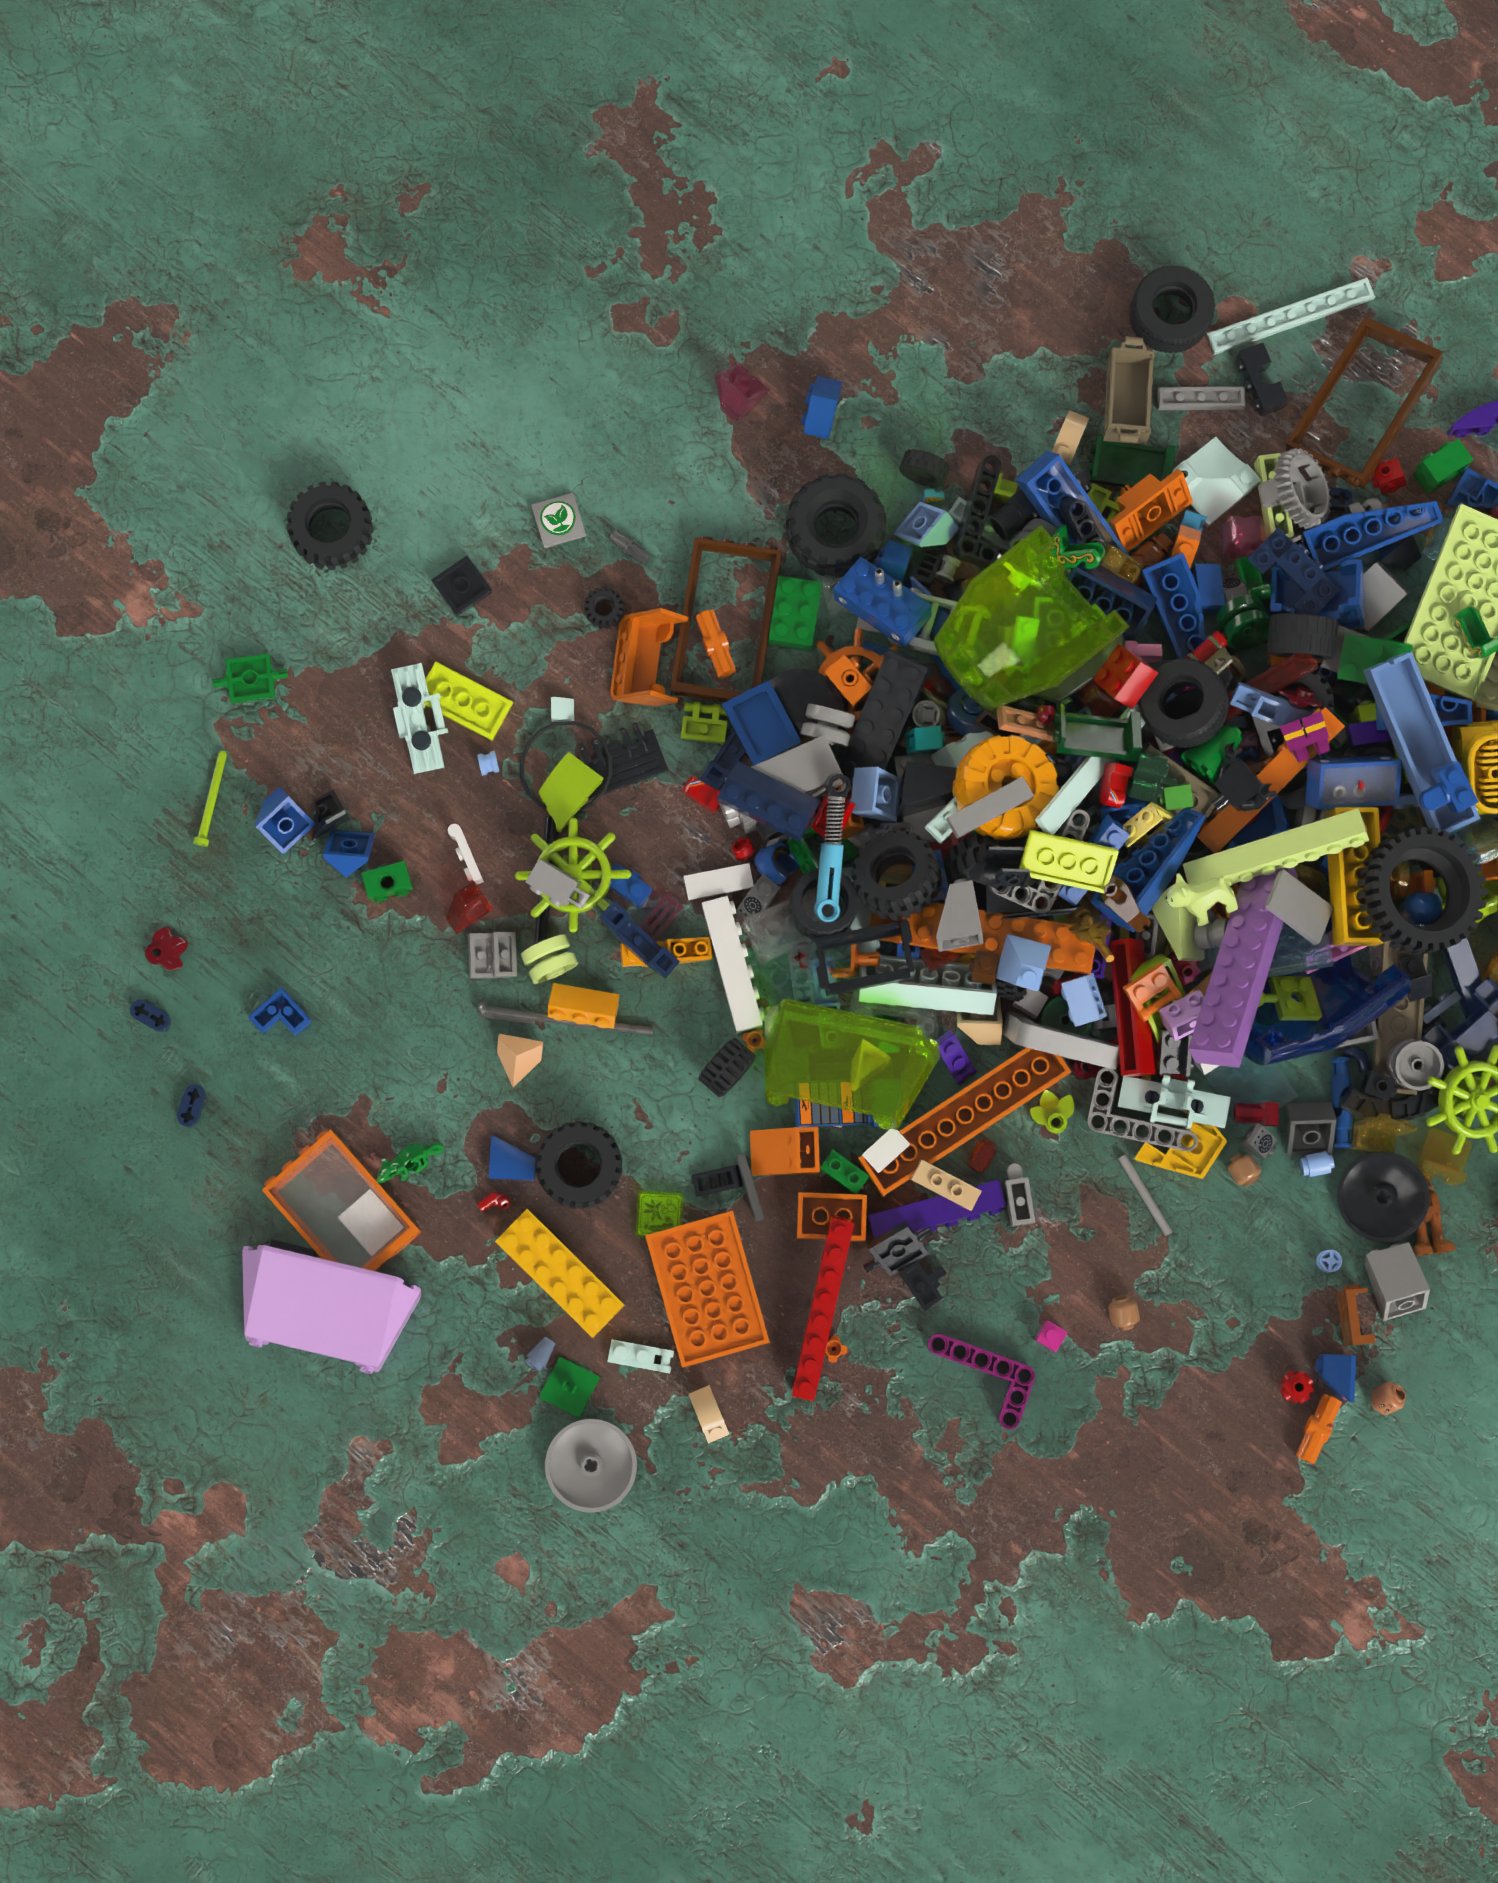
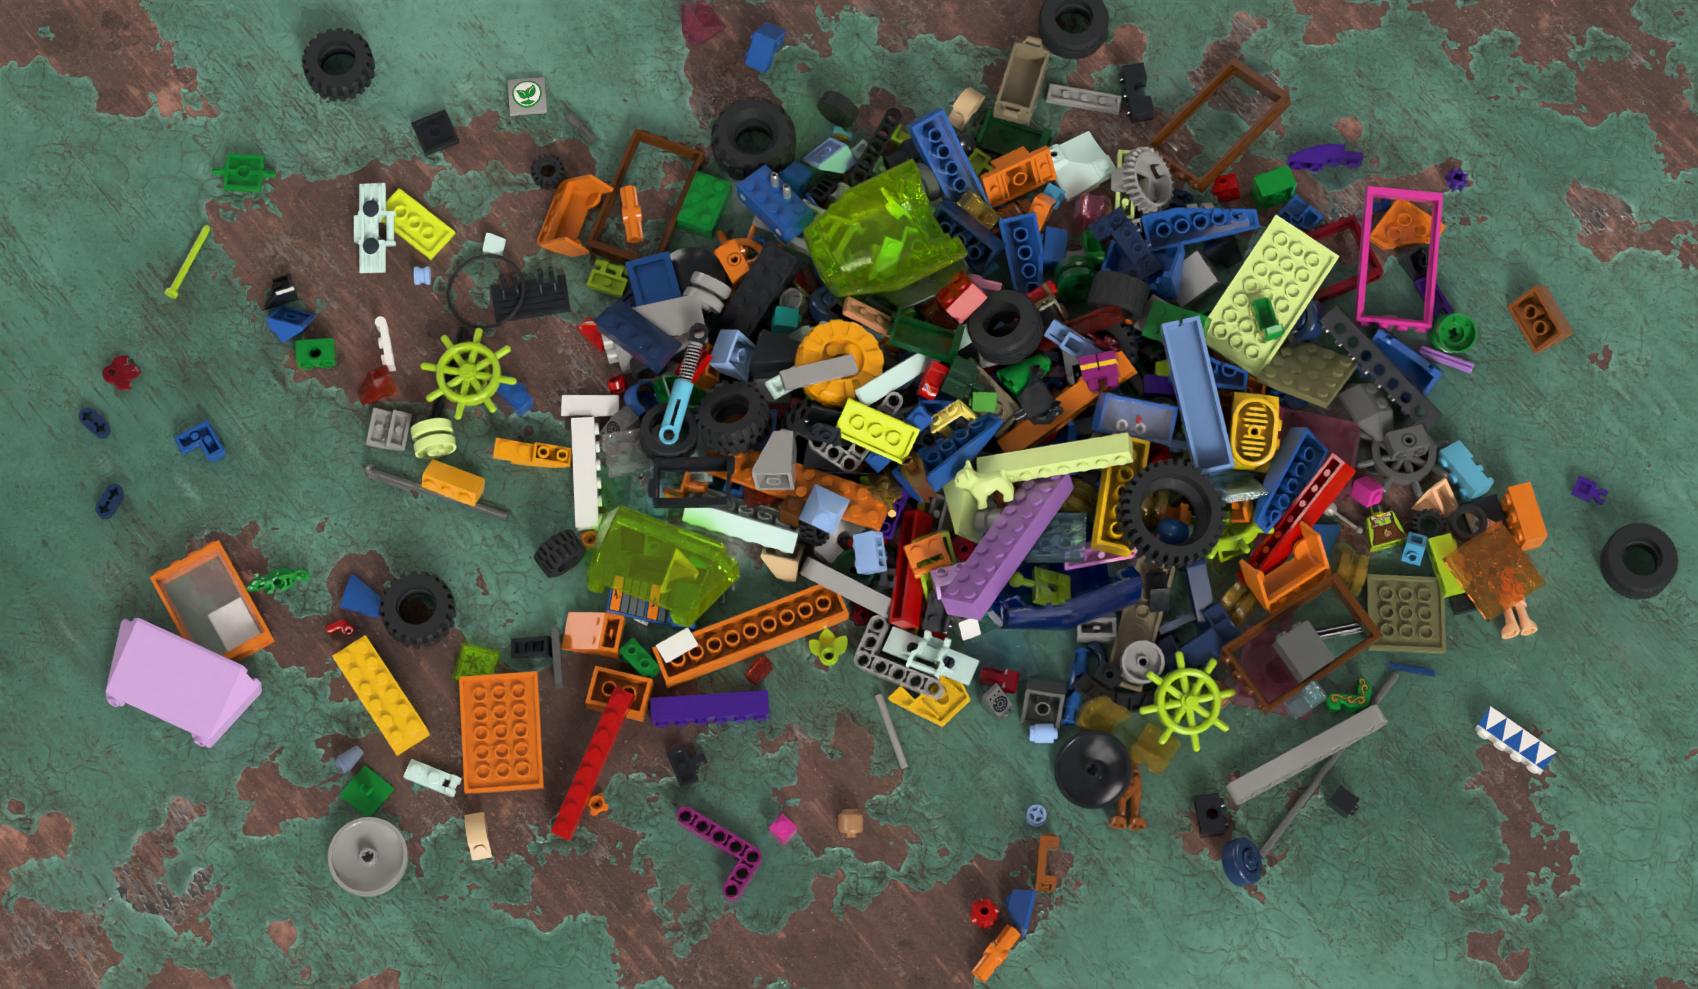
camera: 15 degrees right, 10 degrees down
(282, 820) = (242, 289): blue slope -> none
(518, 1056) = (390, 513): light nougat slope -> none
(556, 884) = (450, 374): light grey brick -> none
(568, 789) = (483, 307): lime slope -> none
(637, 940) = (508, 435): dark blue slope -> none
(673, 902) = (530, 421): clear pink tile -> none
(897, 1249) = (668, 730): black plate -> none
(945, 1185) = (720, 684): tan plate -> none
(955, 1057) = (753, 583): dark purple plate -> none
(1018, 1197) = (781, 709): light grey brick -> none
(1045, 714) = (885, 311): dark red hinge -> none
(1074, 554) = (937, 194): green animal -> none
(1075, 520) = (960, 178): black beam -> none
(1244, 1169) = (979, 725): medium nougat head -> none
(1290, 316) = (1173, 48): light aqua tile -> none
(1299, 907) = (1064, 507): light grey tile -> none
(1388, 1398) = (1061, 938): nougat head -> none
(1396, 1281) = (1090, 843): light grey slope -> none
(1451, 789) = (1210, 433): blue brick -> none

